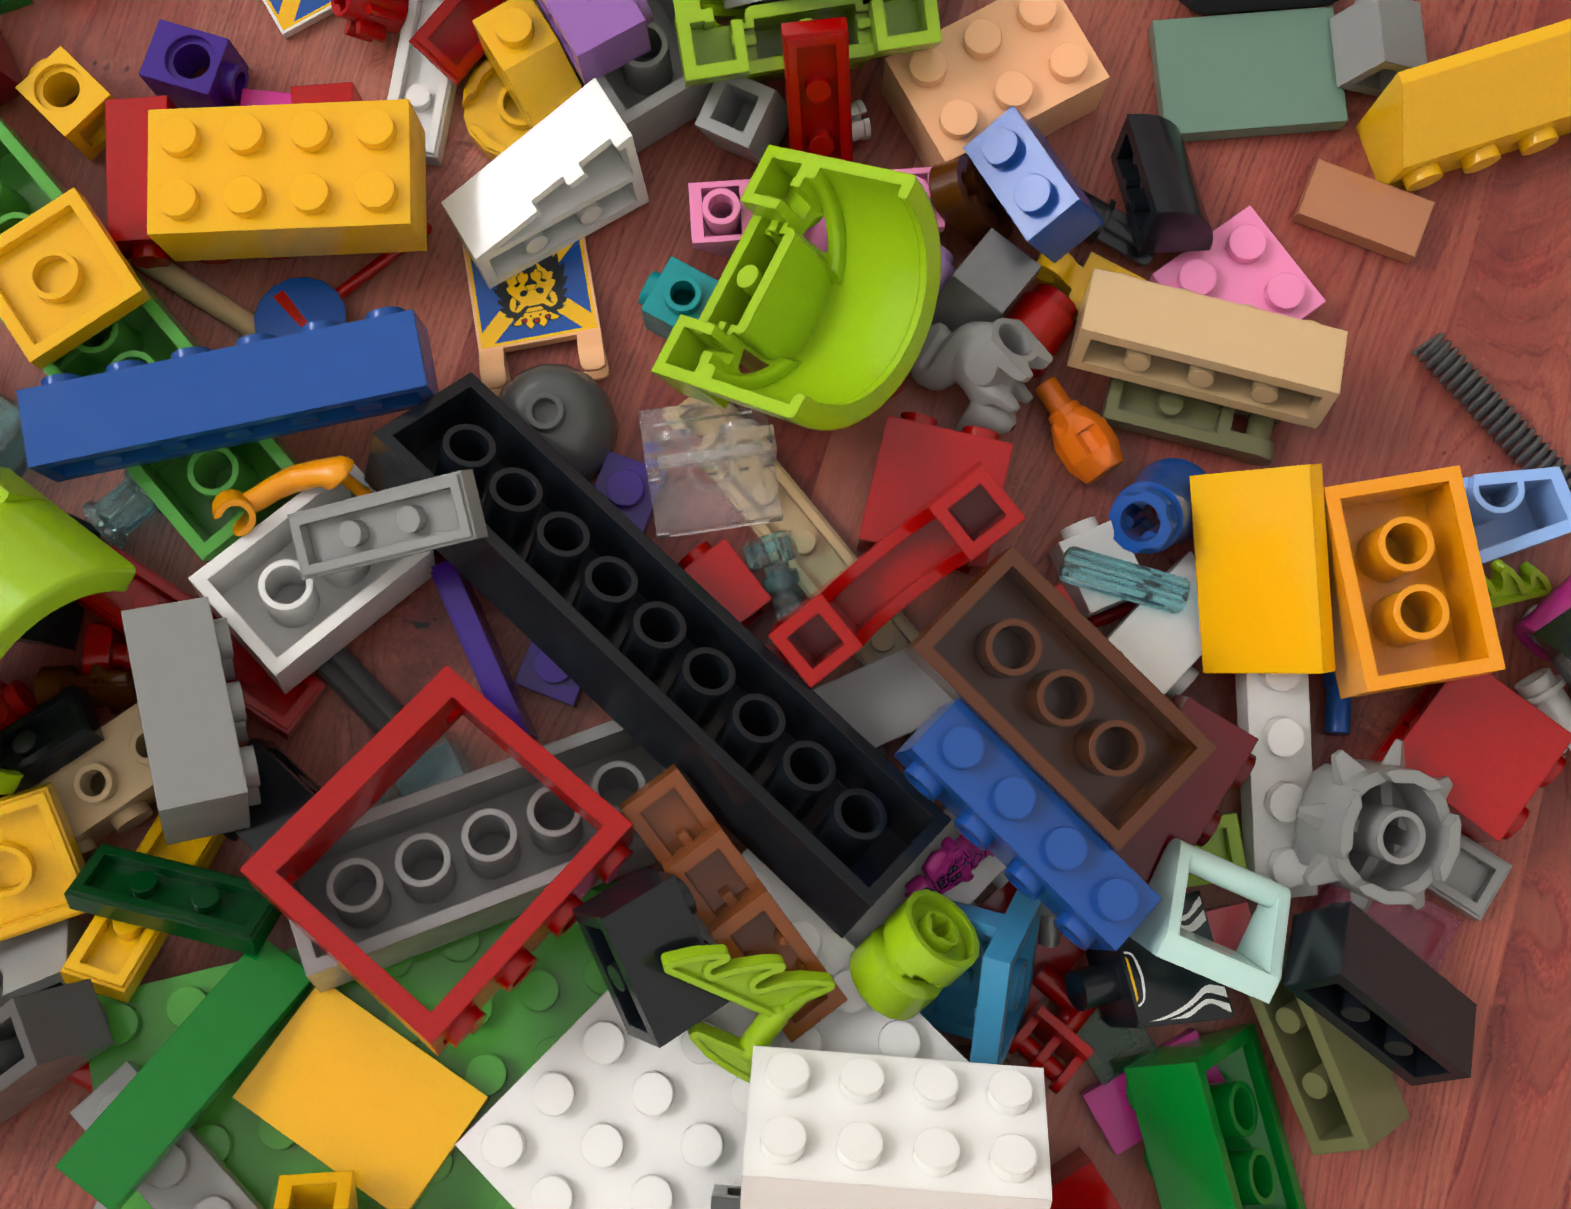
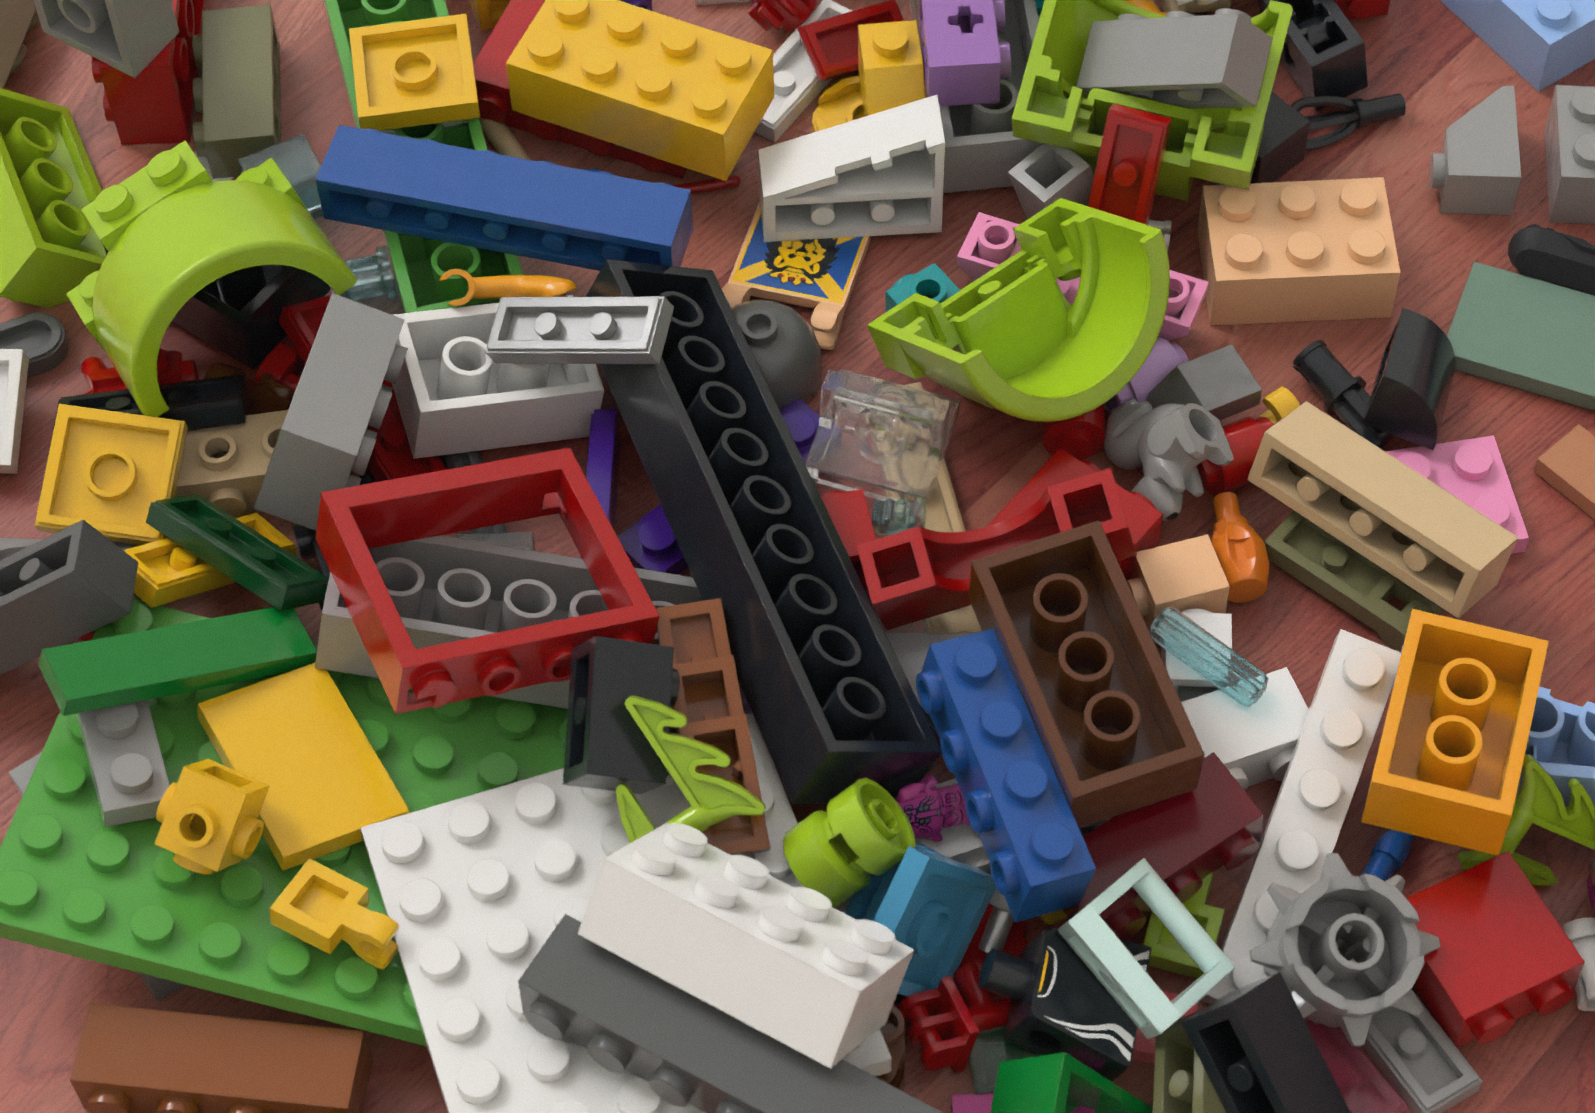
camera: 25 degrees right, 25 degrees down
(967, 200) = (1225, 318): reddish brown beam -> none
(1033, 185) = (1286, 325): brick -> none
(1050, 496) = (1179, 577): none -> light nougat brick
(1166, 489) = (1275, 621): blue plant -> none
(1263, 571) = (1332, 676): yellow tile -> none

